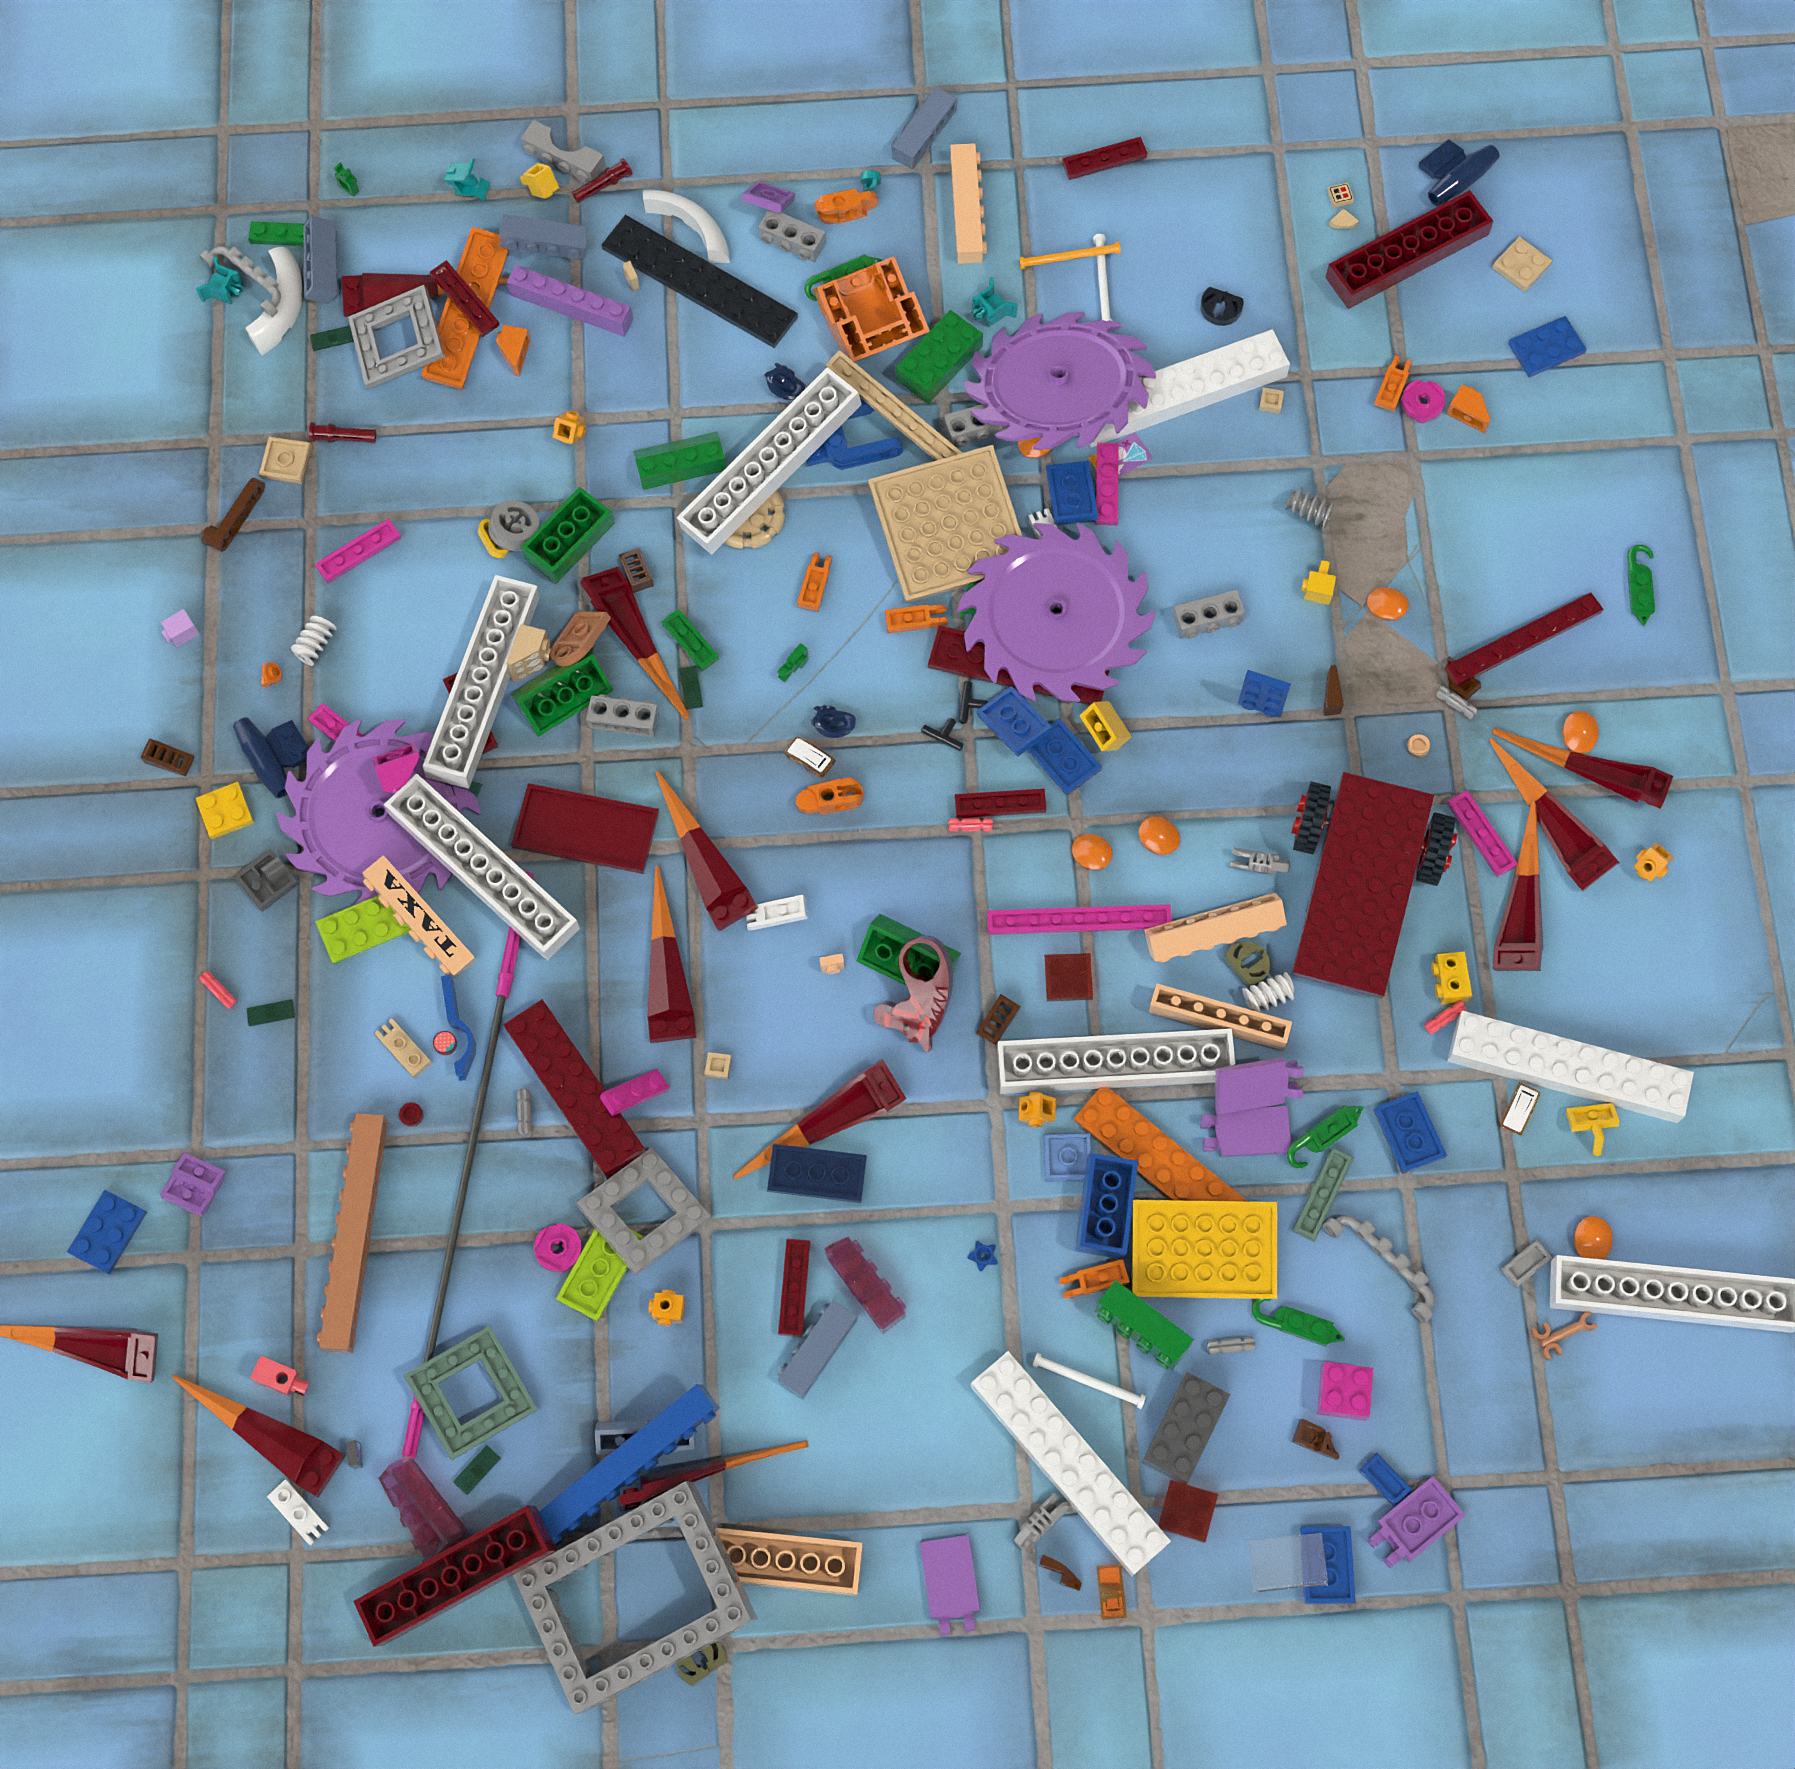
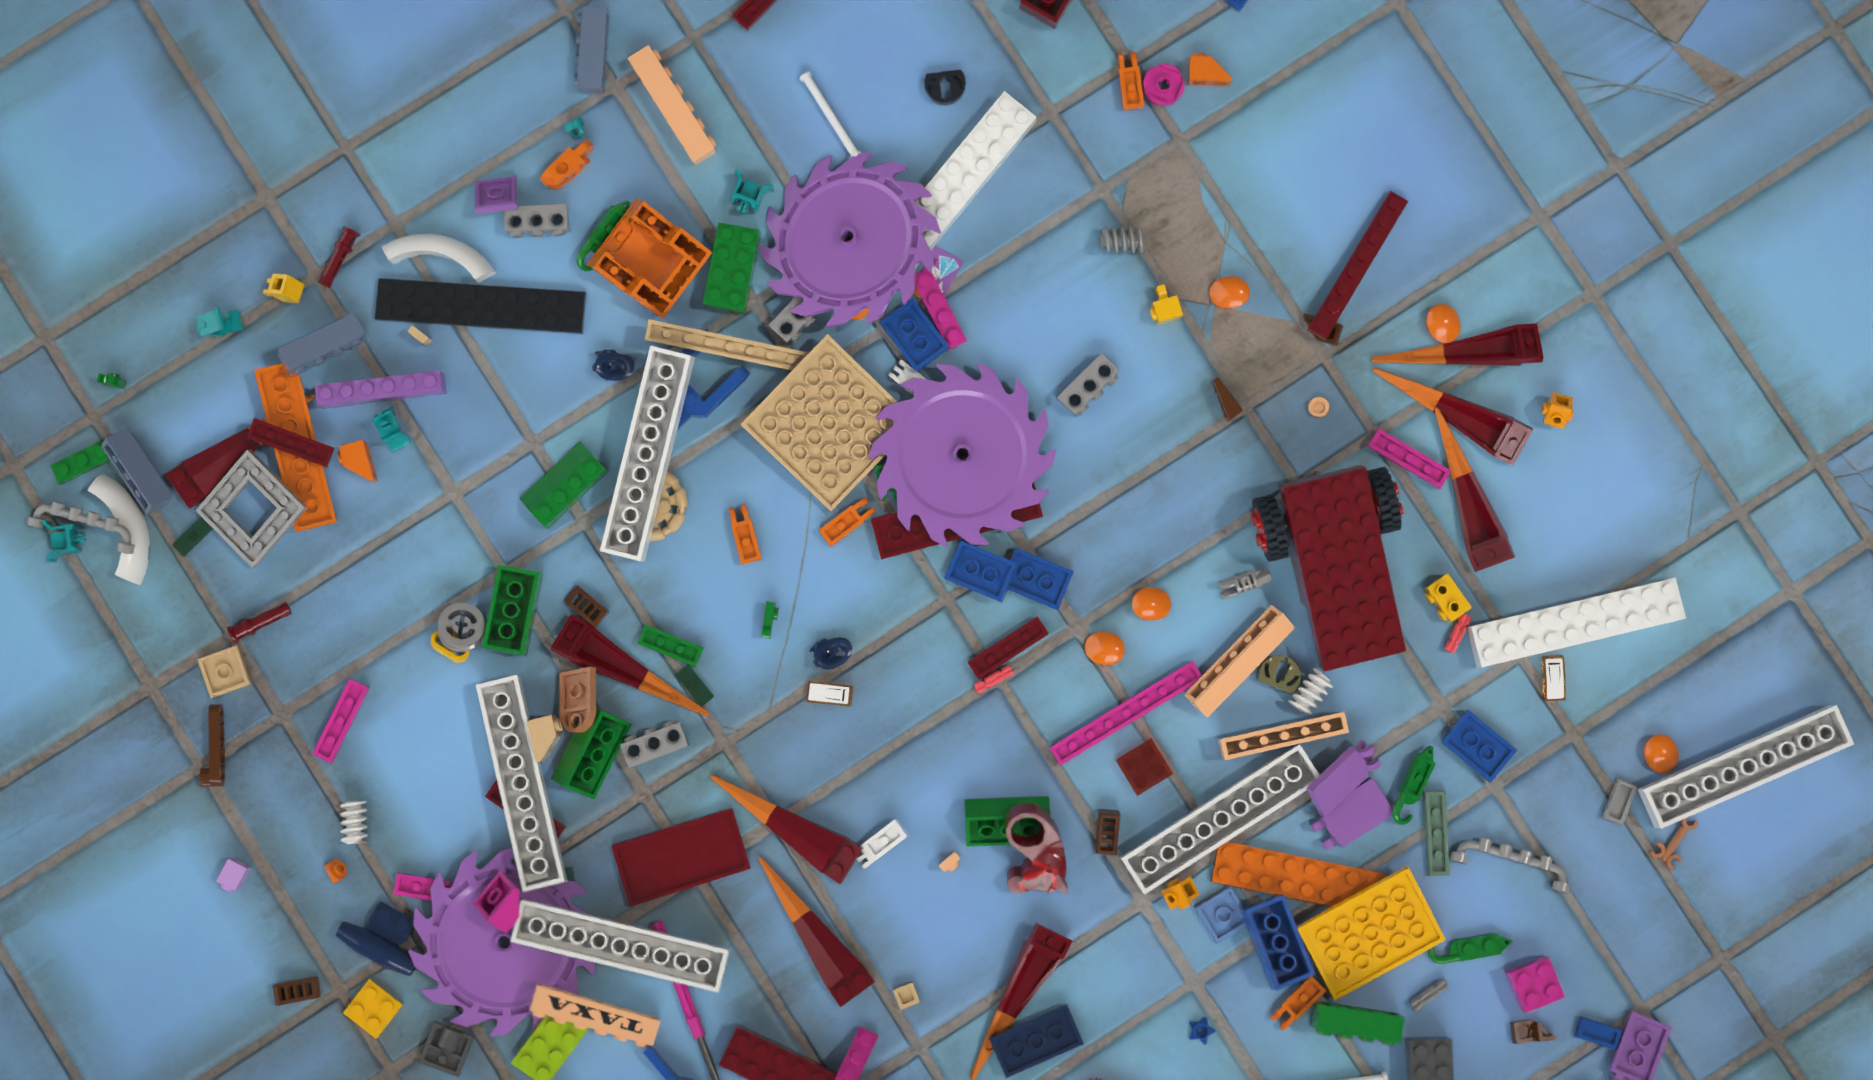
camera: 30 degrees left, 15 degrees up
(556, 336) = (390, 430): none -> teal piece
(569, 427) = (453, 510): light orange brick -> none
(583, 163) = (313, 249): light grey arch -> none
(812, 800) = (854, 733): orange piece -> none
(943, 736) = (928, 614): black piece -> none
(967, 702) = (932, 572): black piece -> none
(1069, 255) = (790, 108): light orange bar -> none
(1105, 726) = (1058, 534): yellow brick -> none
(1264, 694) = (1182, 439): blue plate -> none
(1271, 400) = (1035, 153): tan tile -> none
(1456, 702) = (1330, 351): light grey axle -> none
(1595, 1119) = (1615, 655): yellow plate -> none
(1640, 585) = (1427, 161): green plate -> none

